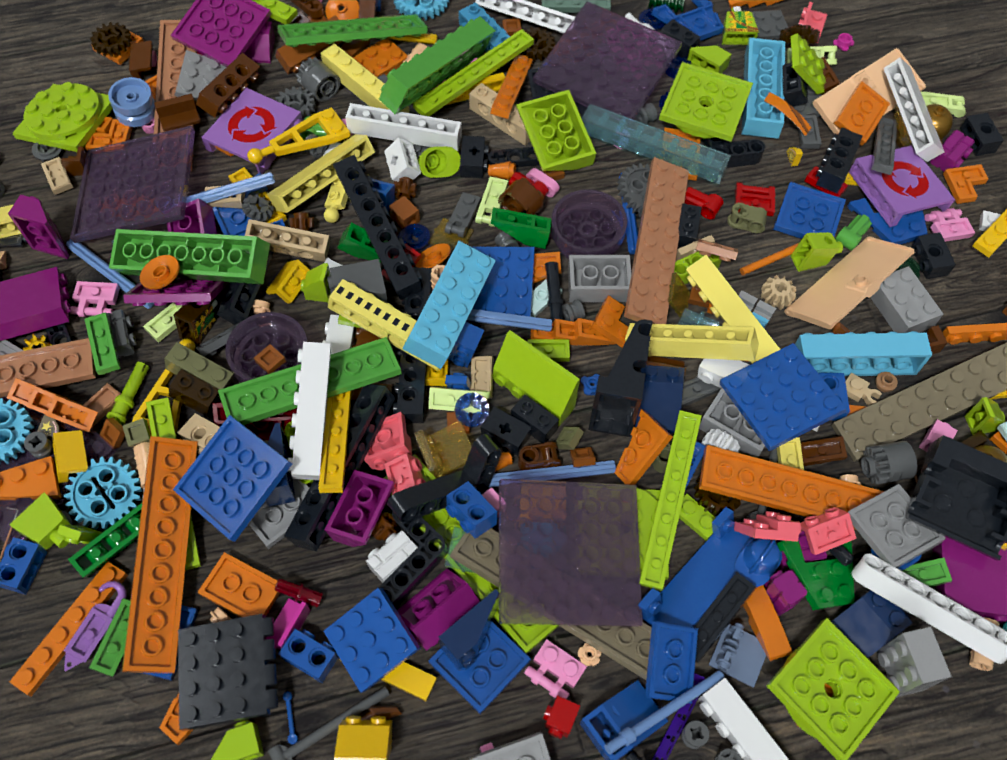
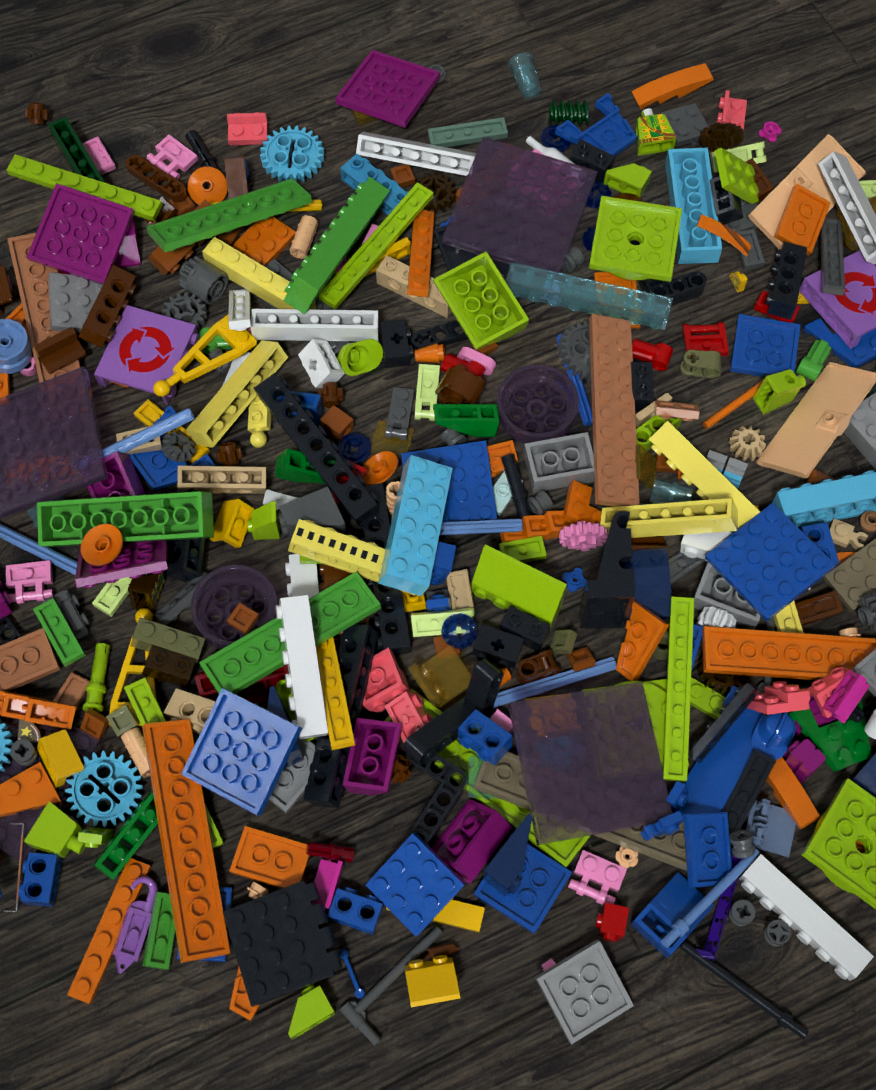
camera: 10 degrees left, 5 degrees up
(260, 306) = (210, 559): light nougat plate -> none
(339, 104) = (239, 309): none -> white plate
(391, 555) = (414, 798): white brick -> none
(605, 344) = (583, 536): none -> bright pink gear
(632, 629) = (668, 825): none -> blue plate
(707, 663) = (742, 843): none -> dark grey wheel
(709, 540) = (728, 715): none -> black plate
(838, 536) = (846, 696): none -> dark pink panel

